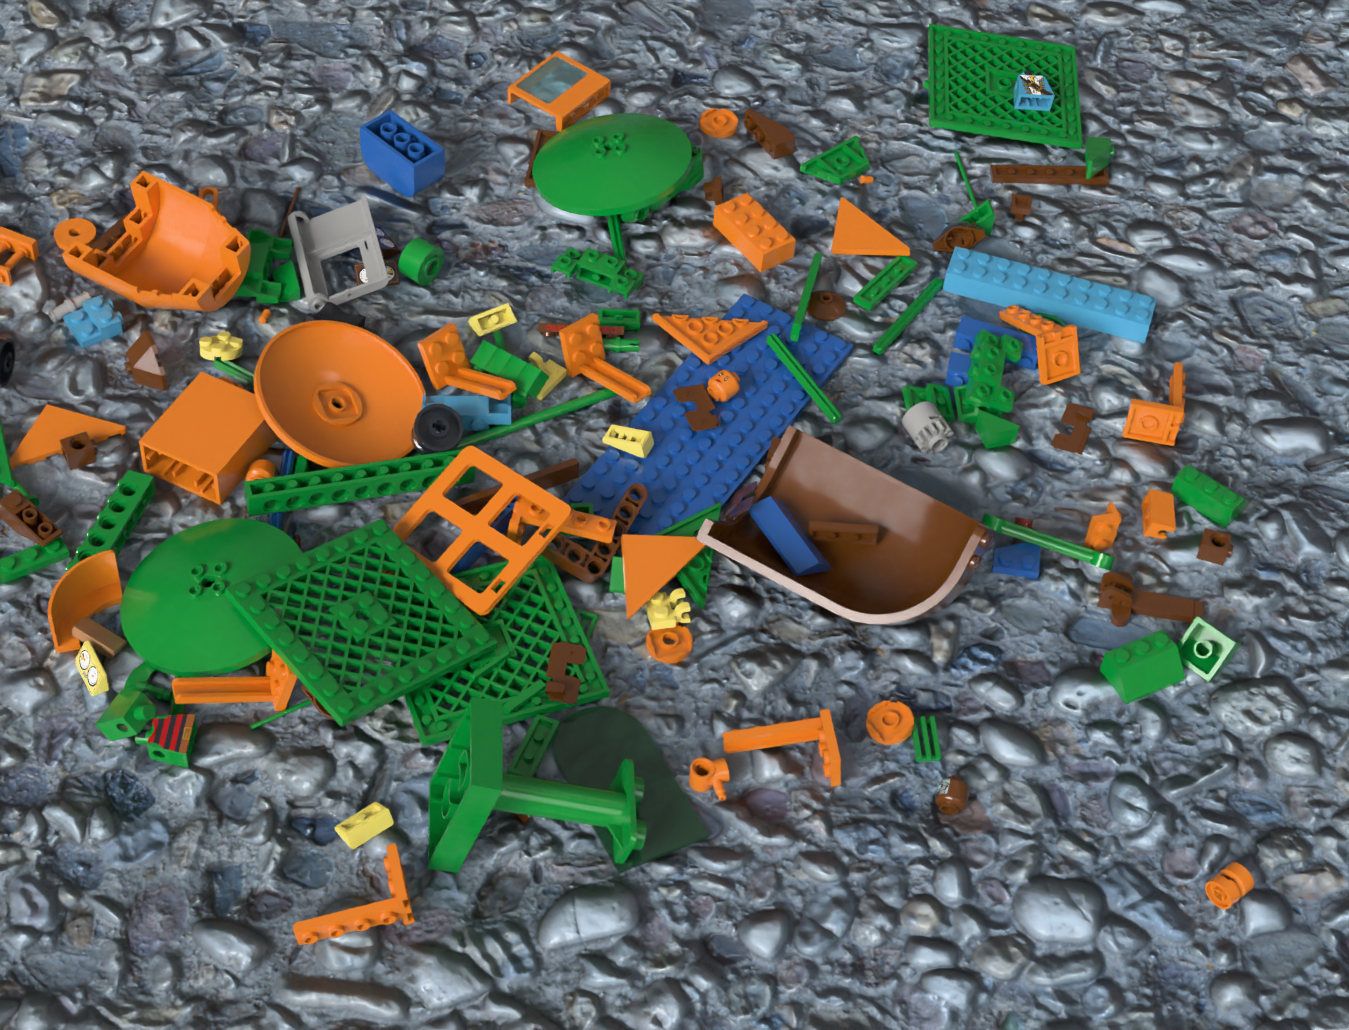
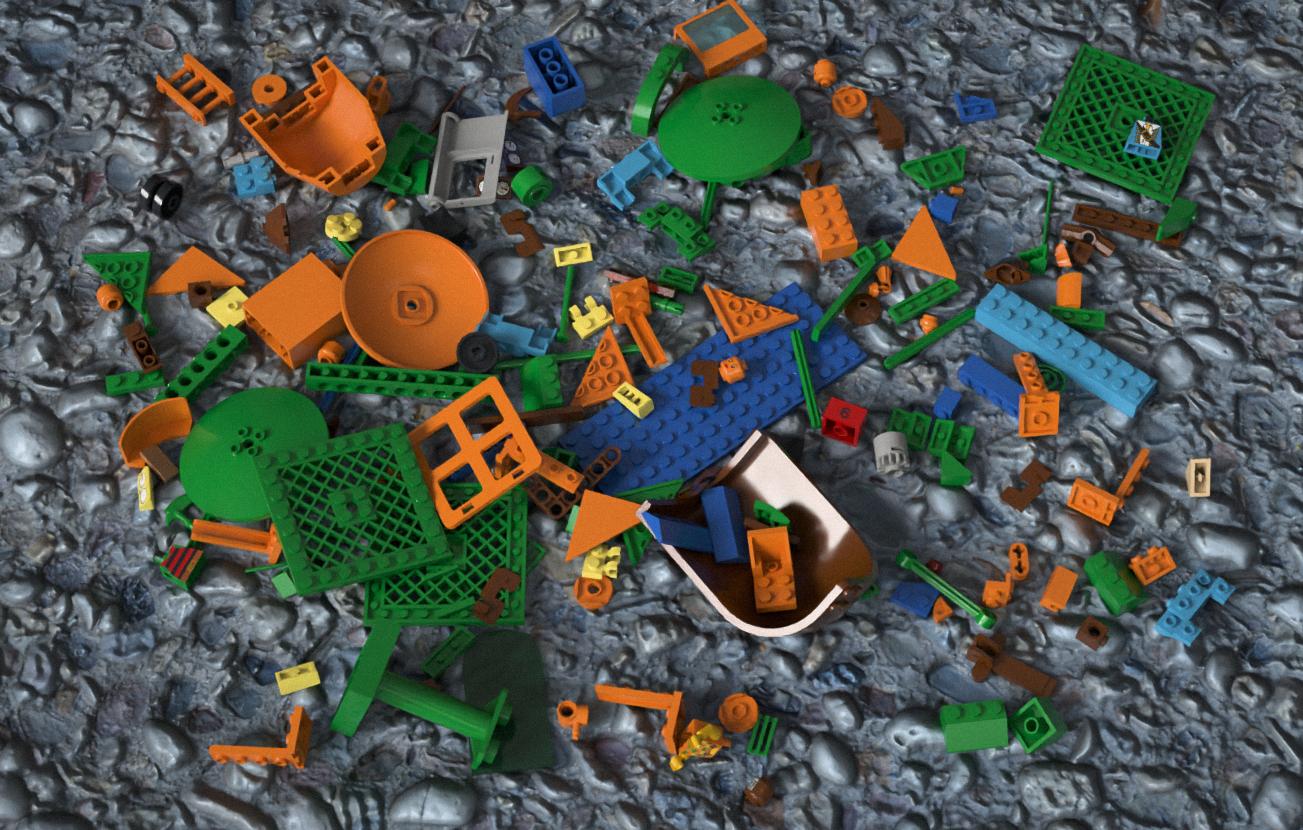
camera: 25 degrees right, 10 degrees up
(118, 457) = (228, 308): none -> light yellow plate
(126, 715) = (154, 537): green torso -> none
(310, 722) = (284, 582): none -> panel
(362, 188) = (513, 107): none -> reddish brown piece
(417, 306) = (513, 223): none -> reddish brown piece
(449, 365) = (516, 289): orange bracket -> none
(499, 363) = (561, 309): green brick -> none
(518, 125) = (670, 58): none -> green arch
(518, 446) = (541, 383): none -> green slope
(523, 226) = (631, 171): none -> dark azure bracket
(582, 424) = (604, 374): none -> orange tile
(683, 100) = (825, 72): none -> orange head
(750, 546) = (679, 532): none -> blue slope
(804, 254) = (878, 252): none -> green slope
(829, 281) = (884, 276): none -> orange piece
(840, 510) = (769, 515): none -> green slope
(848, 103) = (974, 108): none -> blue wing
(860, 564) = (772, 569): none -> orange bracket
(863, 195) = (943, 208): none -> blue brick
(864, 408) = (844, 421): none -> red brick
(865, 758) = (699, 740): none -> torso
(901, 301) = (928, 323): none -> orange plate
(986, 371) = (966, 413): green bracket -> none
(1003, 212) = (1062, 256): none -> orange piece
(1004, 190) = (1101, 243): none -> reddish brown piece
(1026, 244) = (1069, 290): none -> orange brick
(1049, 566) = (941, 610): none -> orange tile
(1055, 262) = (1079, 317): none -> green plate
(1101, 500) = (1022, 561): none -> orange beam
(1237, 468) = (1152, 565): none -> orange bracket
(1238, 377) = (1198, 477): none -> tan slope
(1290, 498) = (1189, 601): none -> dark azure bracket

